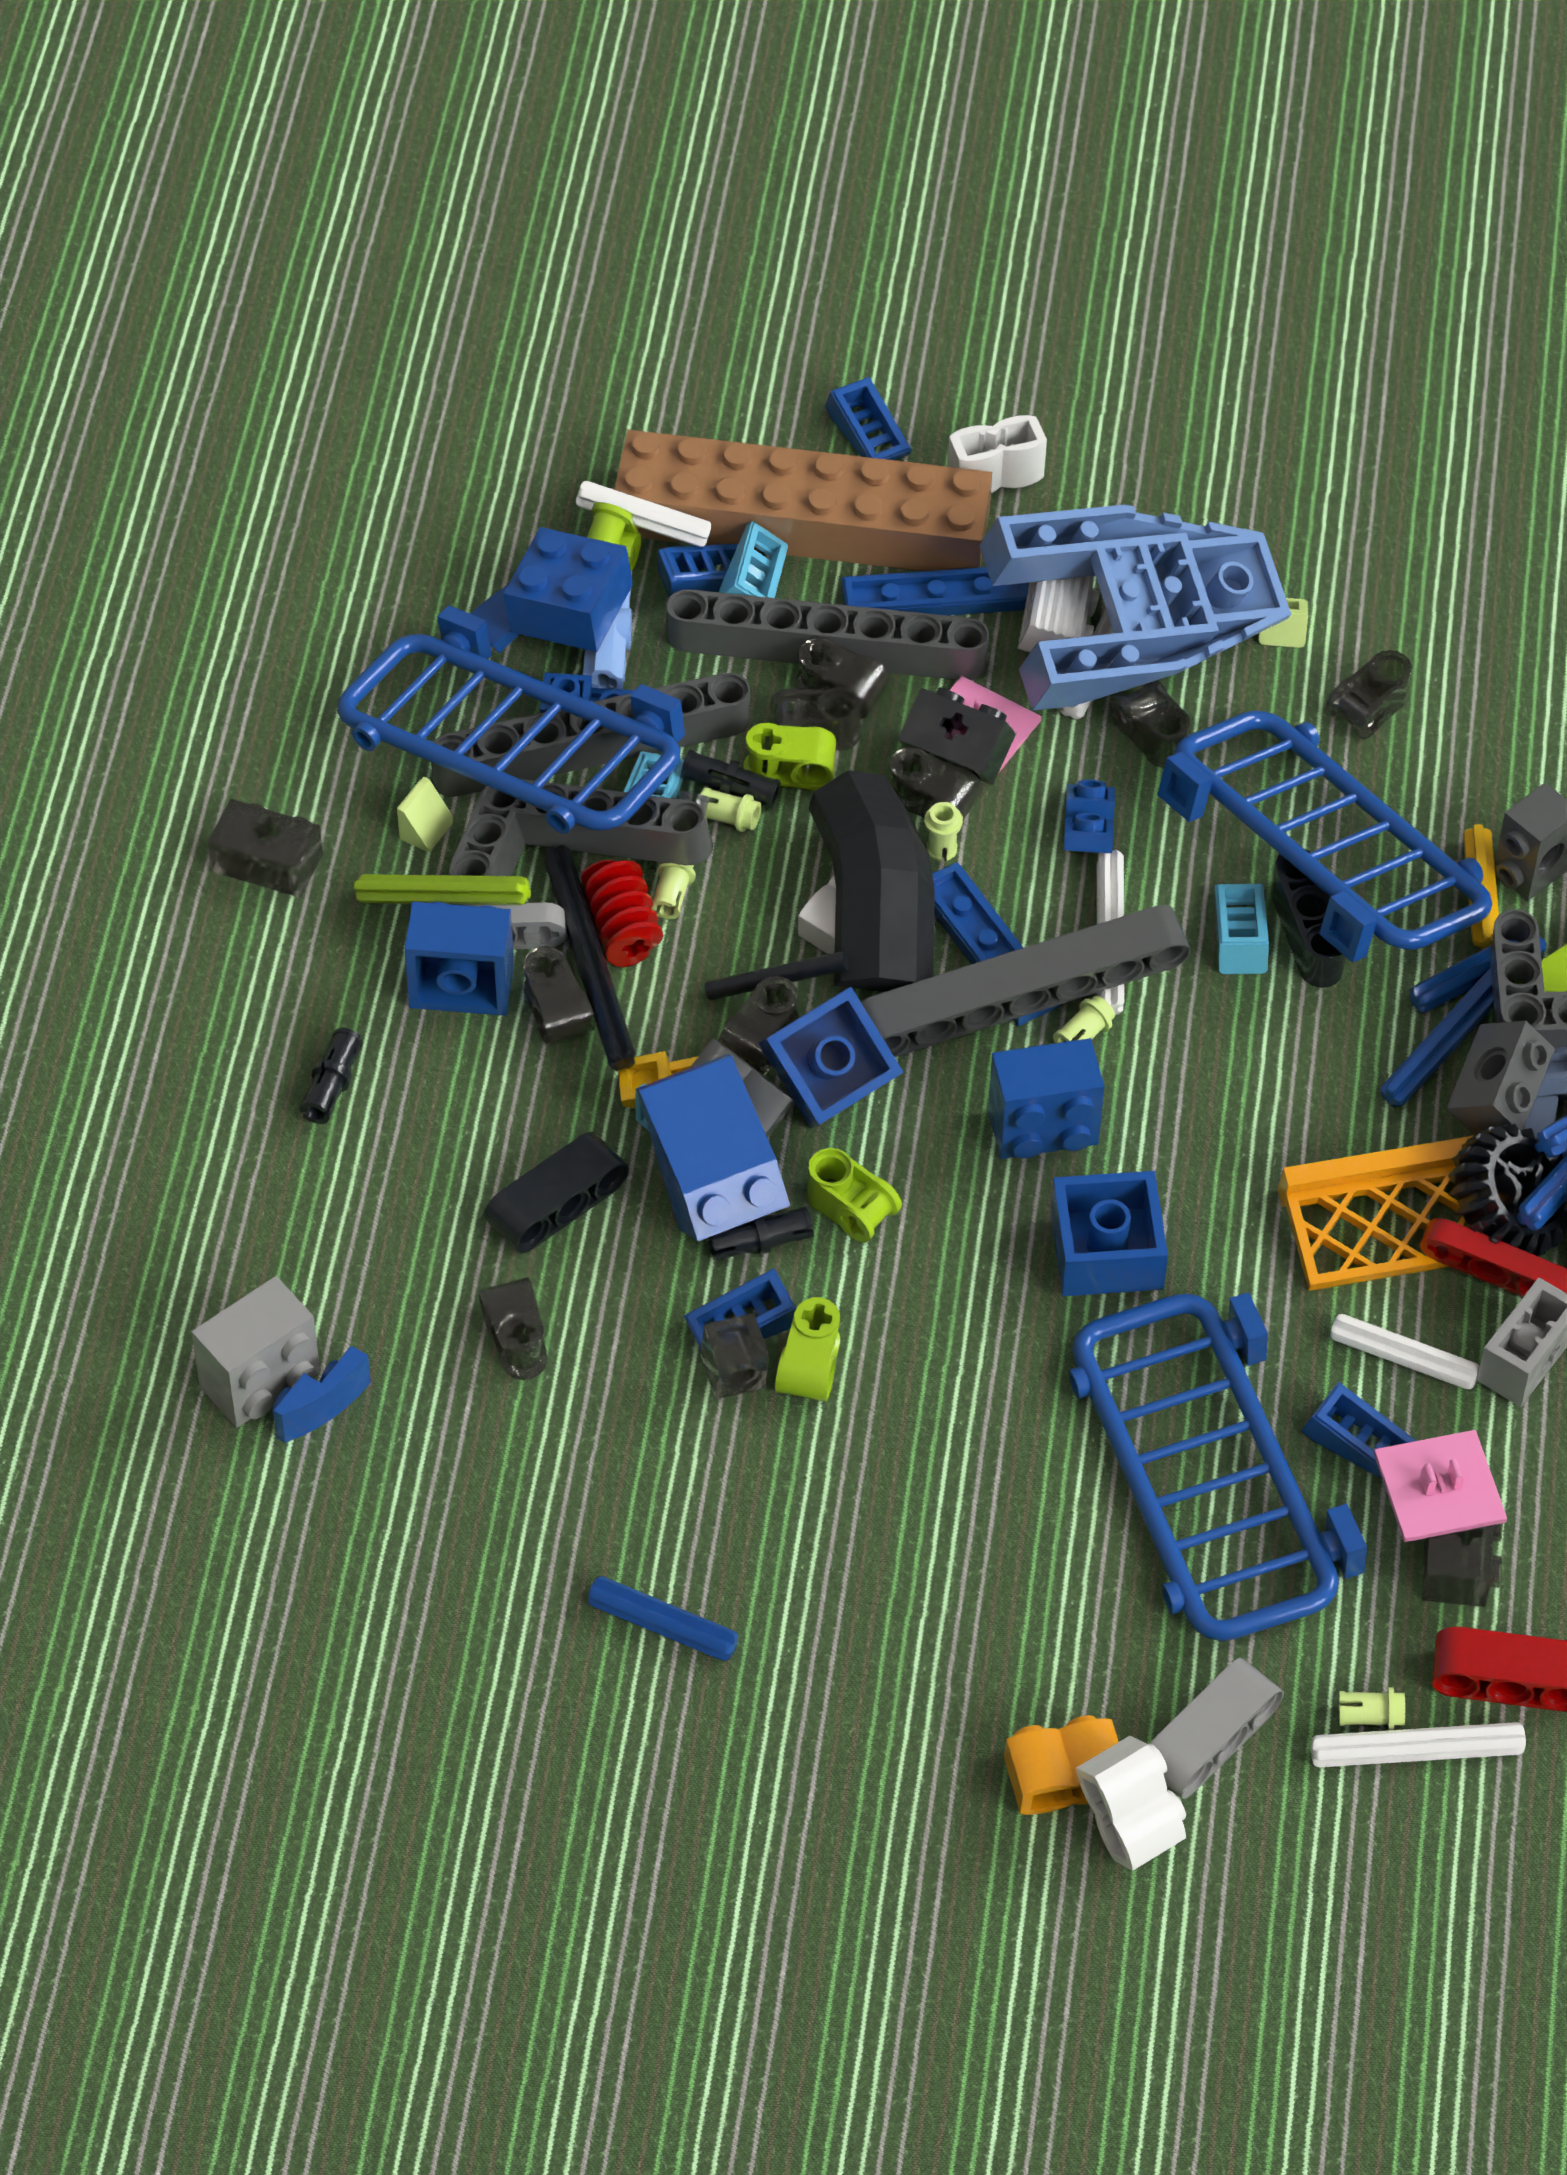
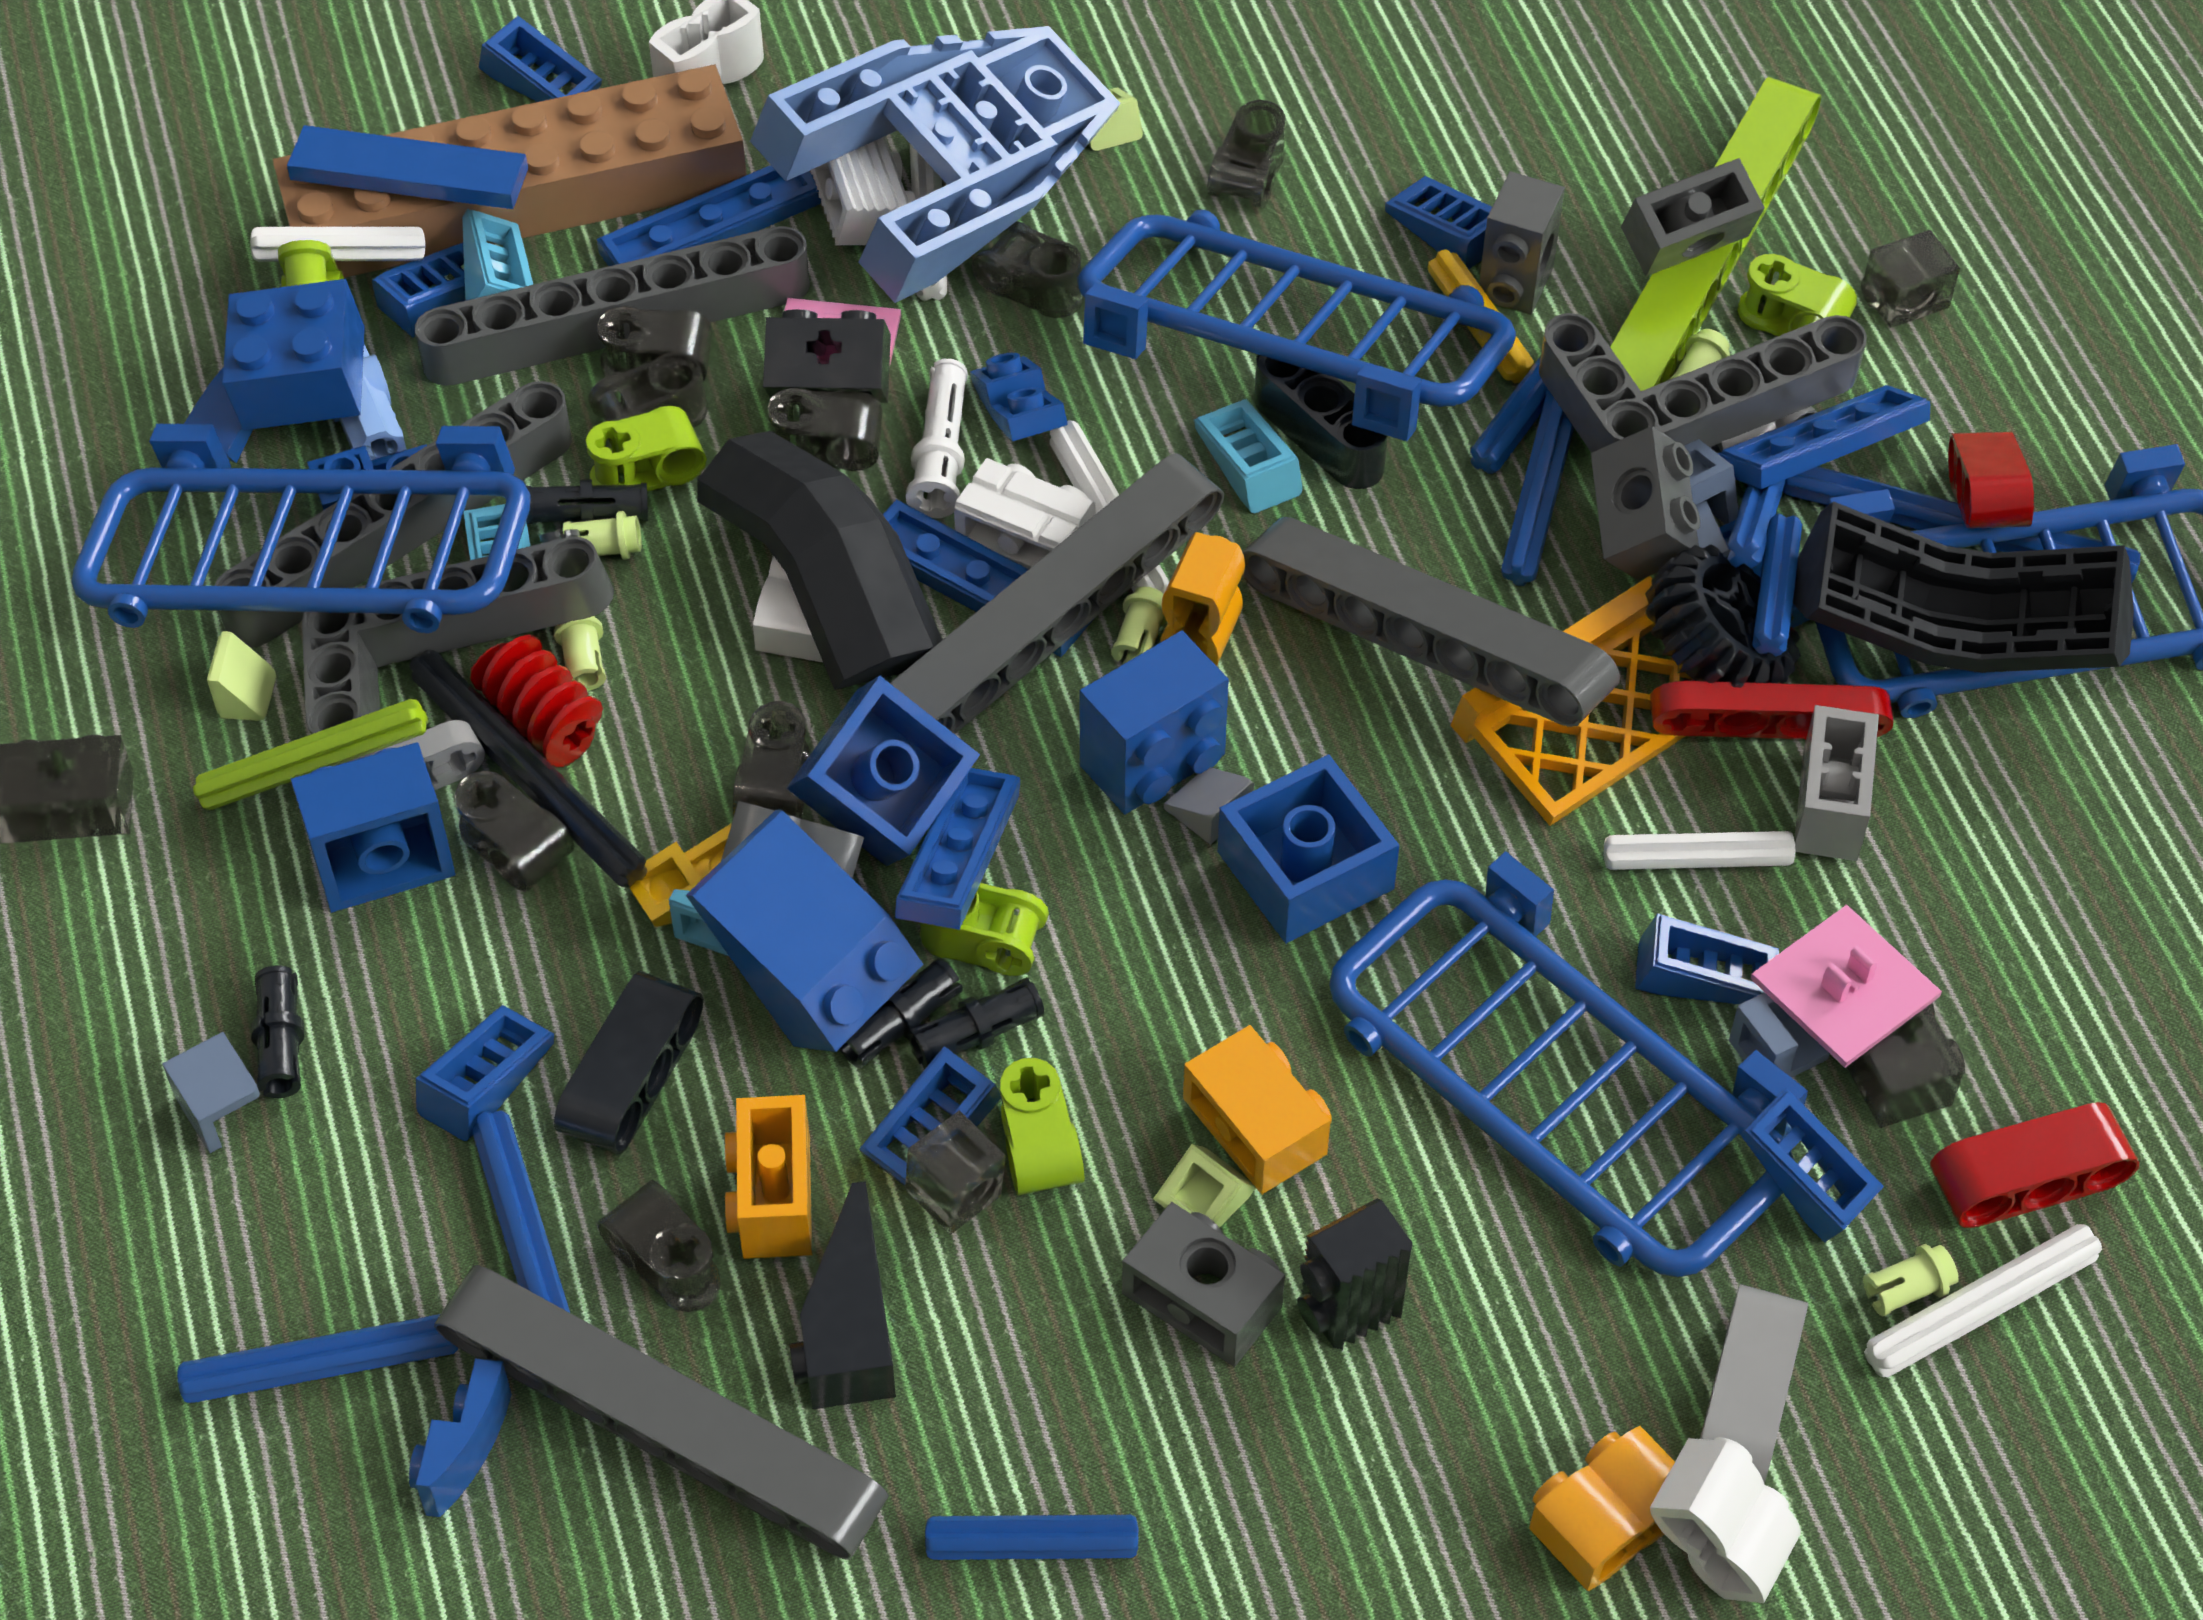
camera: 25 degrees left, 0 degrees up
(217, 1297) = (311, 1359): none -> blue axle
(255, 1351) = (357, 1418): light grey brick -> none
(268, 1093) = (209, 1085): none -> sand blue panel
(430, 1277) = (517, 1207): none -> blue axle
(433, 1178) = (455, 1102): none -> blue slope
(458, 1433) = (663, 1412): none -> dark grey beam
(609, 1308) = (772, 1177): none -> light orange brick
(613, 1420) = (844, 1317): none -> black slope
(718, 473) = (408, 167): none -> blue tile
(792, 971) = (783, 689): black bar -> none
(811, 1262) = (977, 1021): none -> black pin
(857, 1132) = (958, 850): none -> blue tile
(870, 1529) = (1218, 1315): none -> dark grey brick
(908, 1442) = (1205, 1186): none -> yellowish green slope
(943, 823) = (864, 462): yellowish green pin -> none
(968, 1537) = (1355, 1274): none -> black brick
(970, 1399) = (1257, 1108): none -> light orange brick
(1004, 840) = (938, 456): none -> white pin
(1037, 904) = (1019, 512): none -> white brick
(1061, 1165) = (1200, 799): none -> light grey slope
(1131, 1025) = (1205, 593): none -> light orange brick
(1289, 1103) = (1430, 621): none -> dark grey beam
(1357, 1591) = (1840, 1166): none -> blue slope
(1372, 1505) = (1772, 1032): none -> sand blue panel
(1488, 811) = (1435, 229): none -> blue slope

